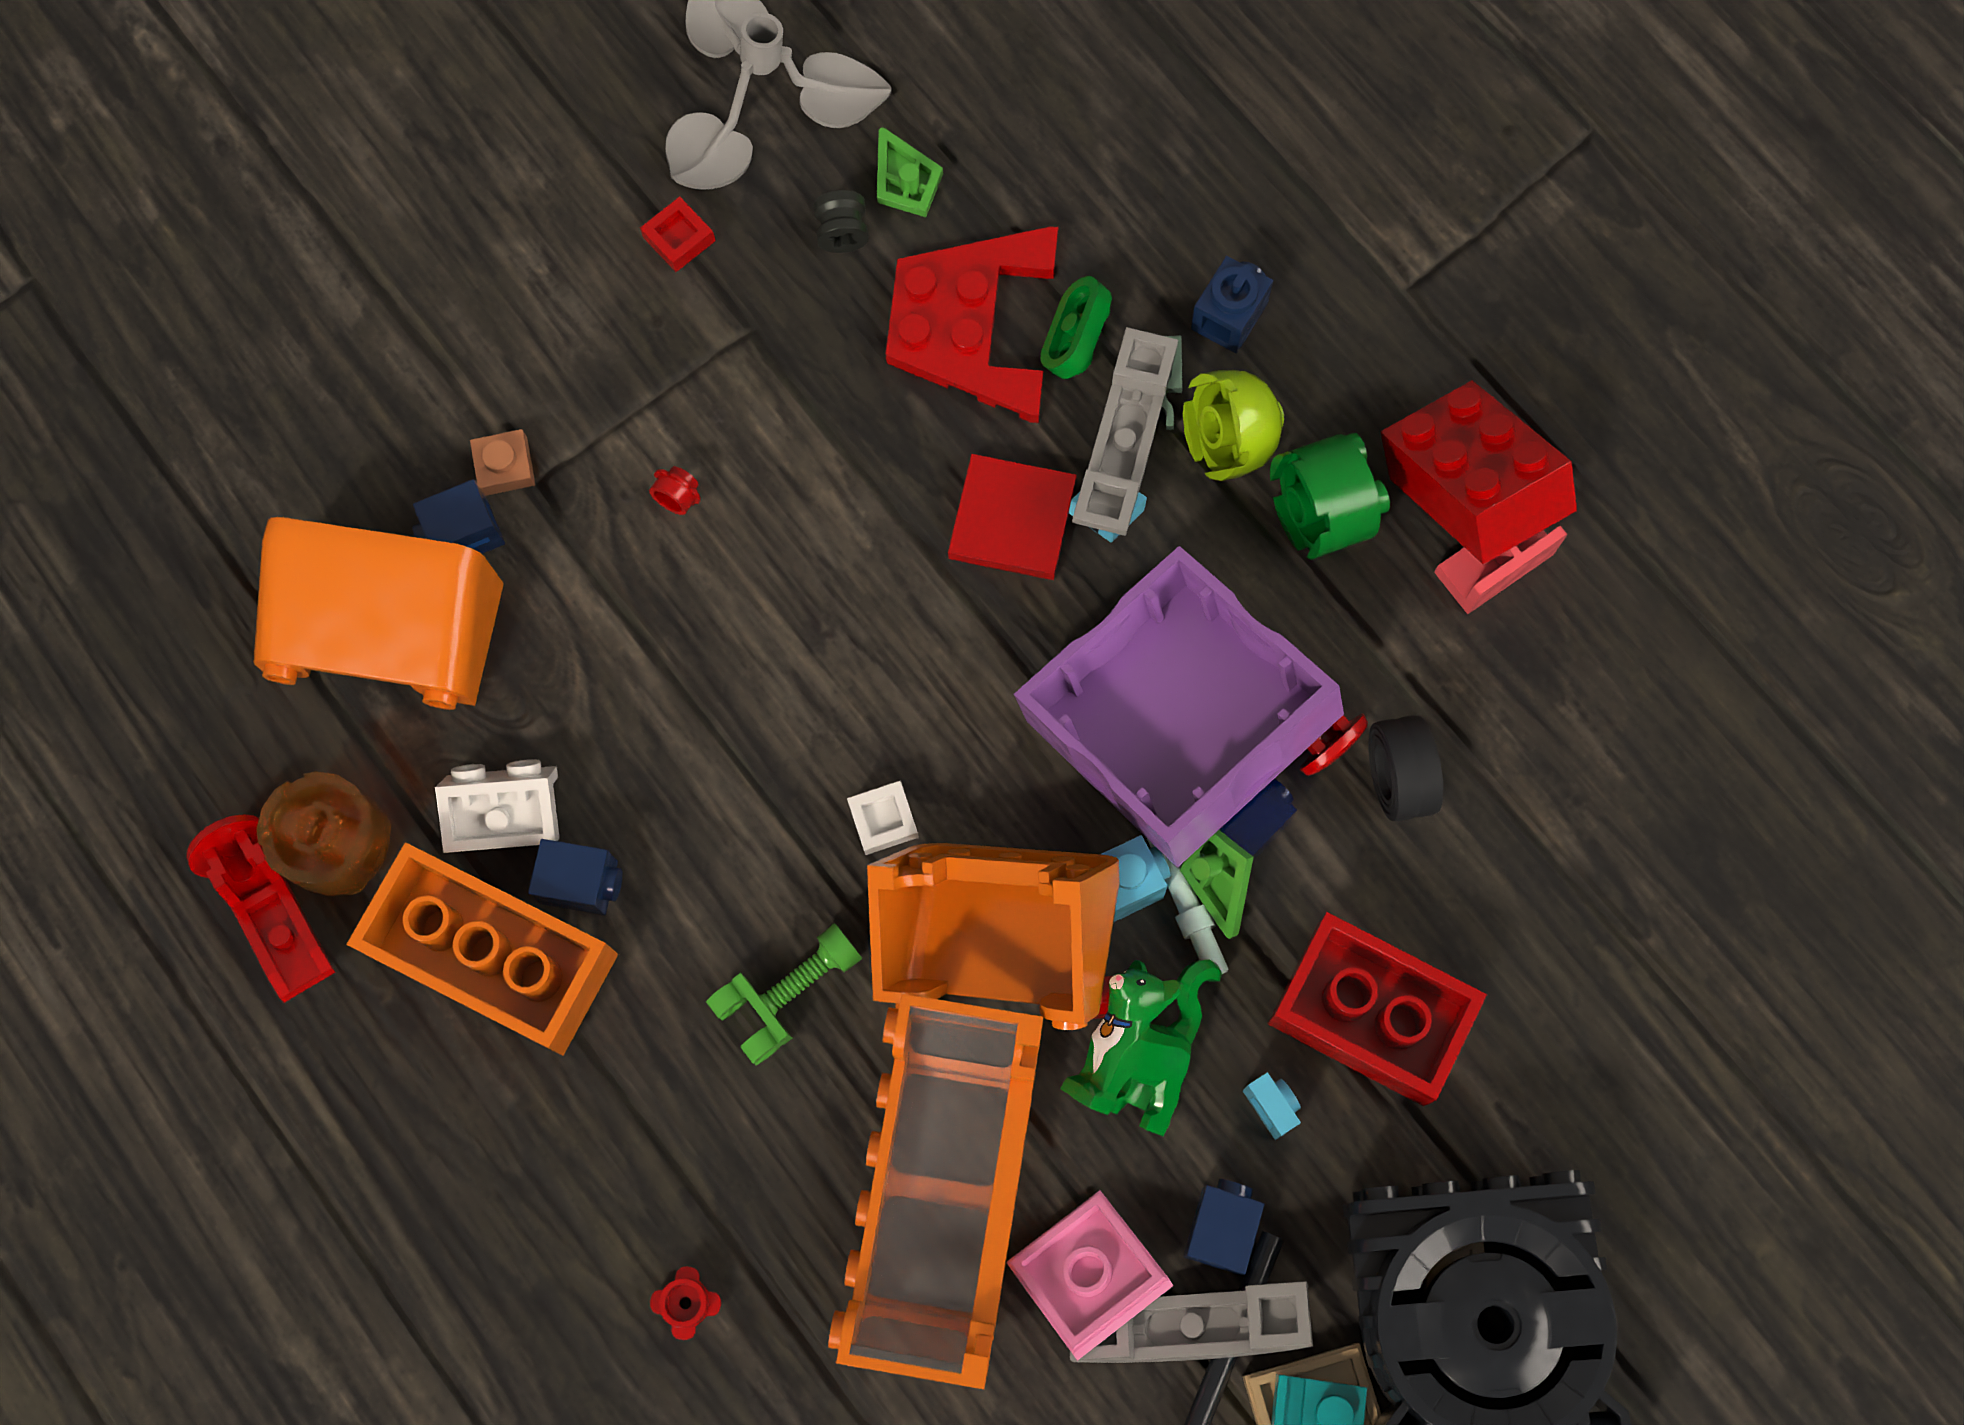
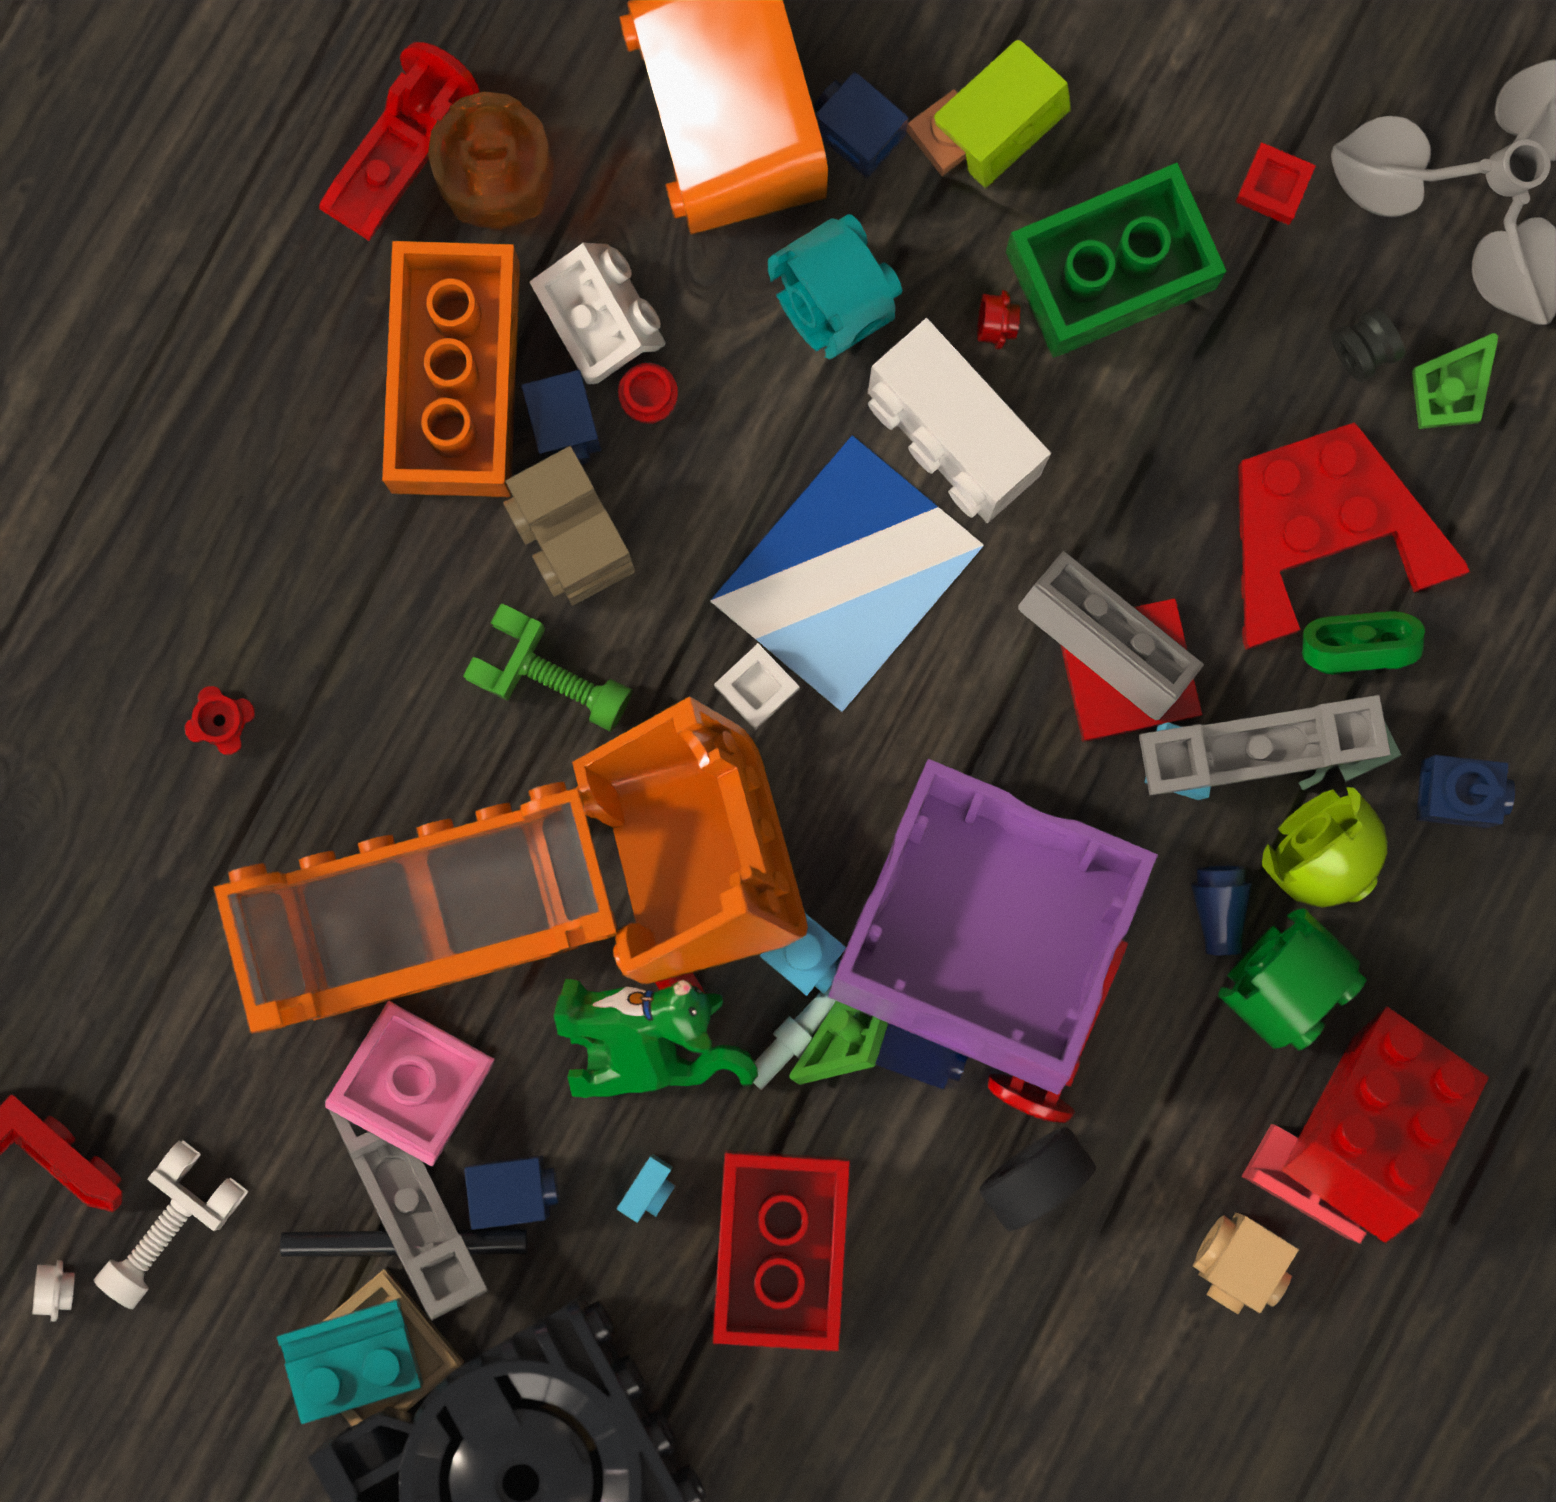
camera: 60 degrees right, 10 degrees up
(509, 407) = (1004, 111): none -> lime panel
(581, 599) = (834, 286): none -> teal brick
(589, 797) = (648, 393): none -> red plate
(670, 907) = (573, 529): none -> dark tan brick
(675, 375) = (1115, 260): none -> green brick
(743, 552) = (955, 422): none -> white brick
(823, 706) = (847, 573): none -> sticker
(979, 515) = (1110, 636): none -> light grey slope
(1239, 527) = (1222, 907): none -> dark blue cone
(1543, 637) = (1244, 1264): none -> tan brick

